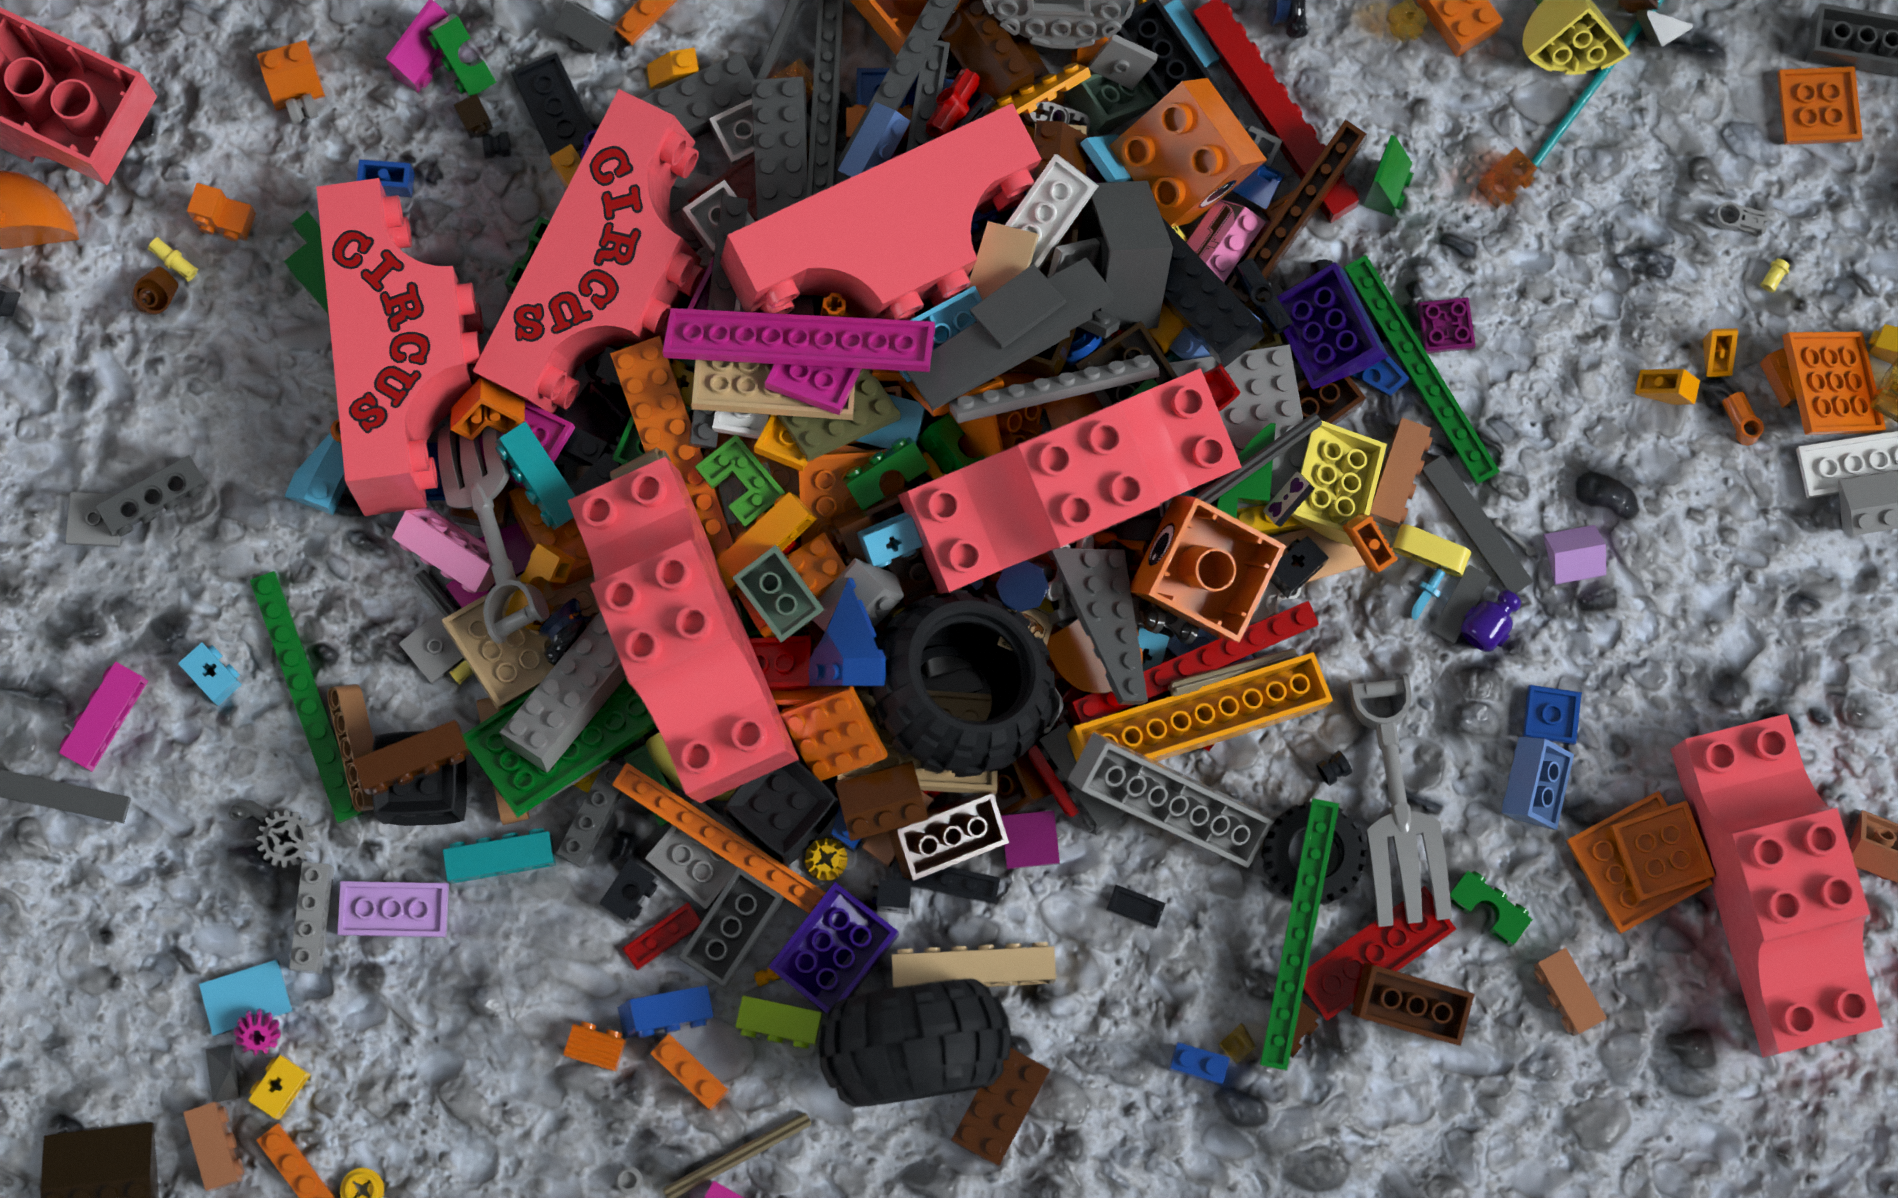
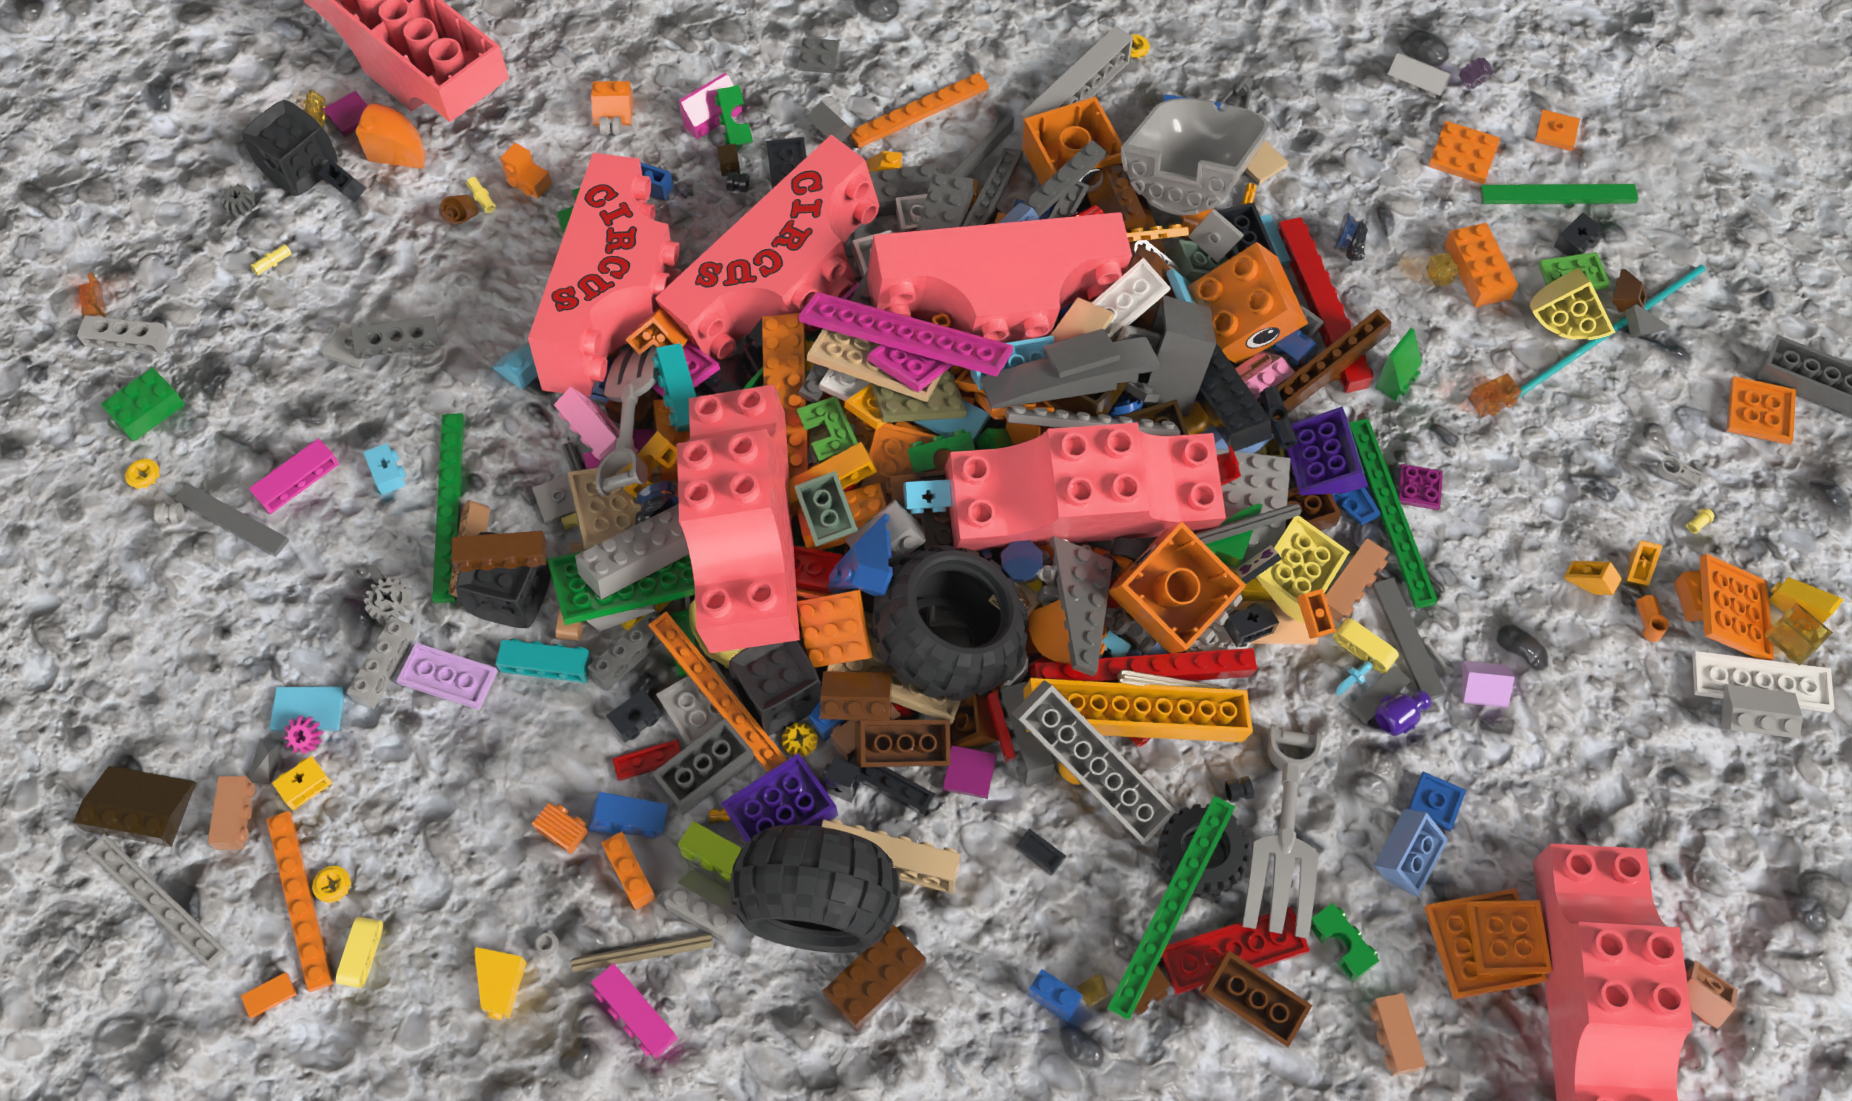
camera: 20 degrees right, 15 degrees down
(788, 1082) = (704, 906): none -> light grey slope

